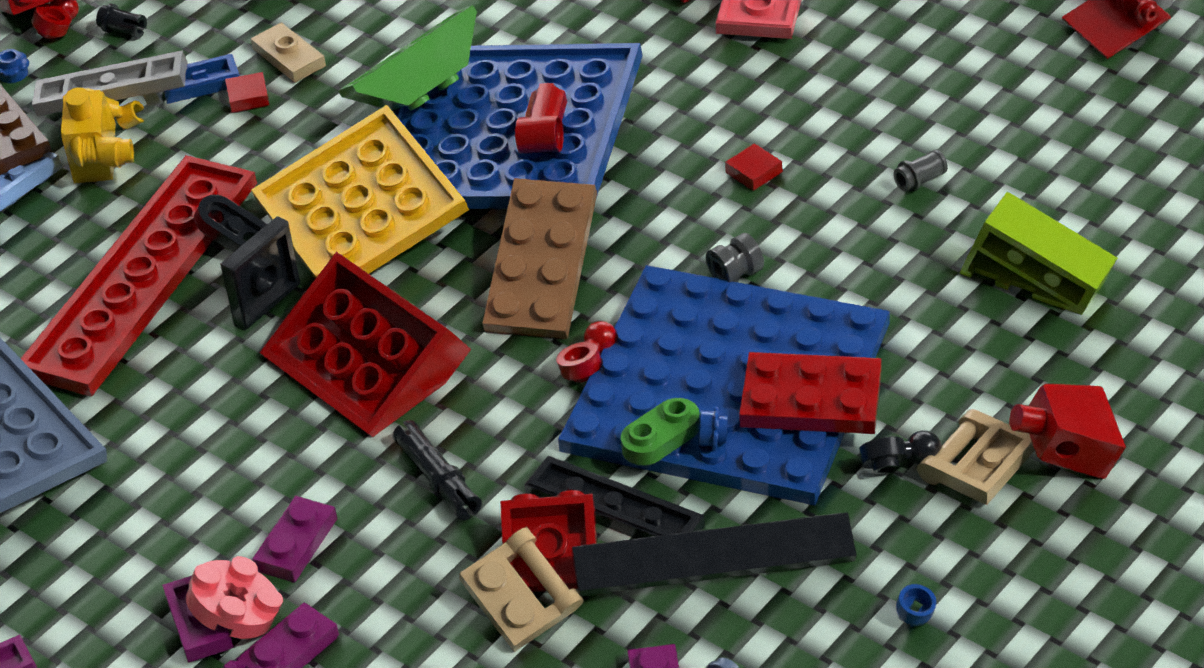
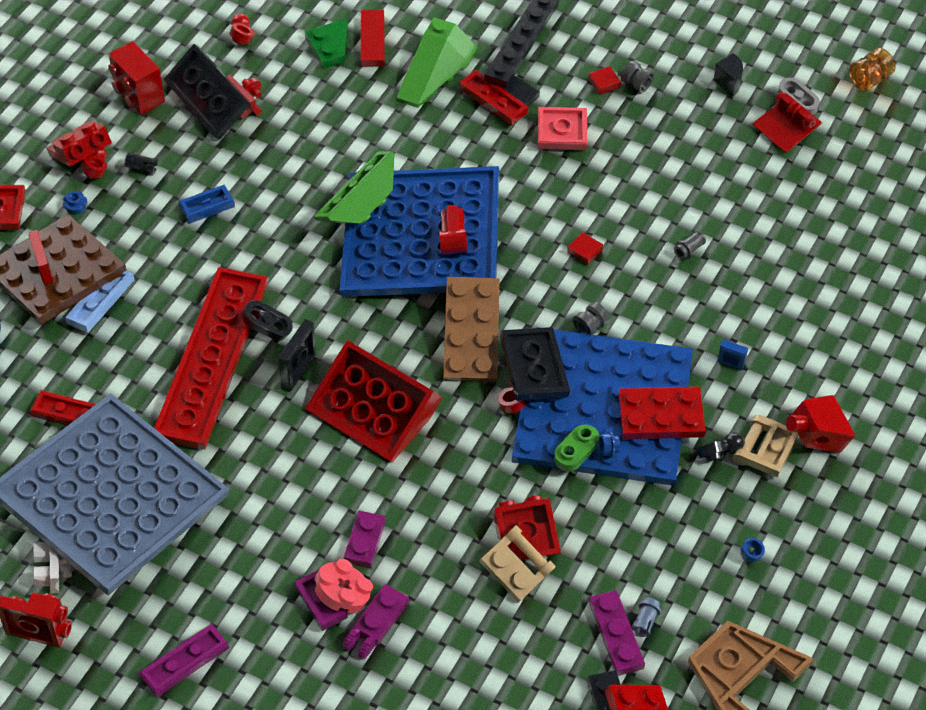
camera: 15 degrees left, 10 degrees up
(90, 134) = (151, 258): yellow torso -> none
(117, 81) = (153, 217): light grey hinge -> none
(247, 92) = (242, 212): red tile -> none
(288, 52) = (260, 180): tan plate -> none
(361, 196) = (345, 293): yellow plate -> none
(445, 479) = (449, 491): black pin -> none
(615, 503) = (563, 499): black tile -> none
(622, 308) = (534, 364): none -> black plate
(713, 554) = (626, 528): black tile -> none
(951, 322) = (732, 354): none -> blue tile
(1038, 255) = (777, 304): lime wedge -> none

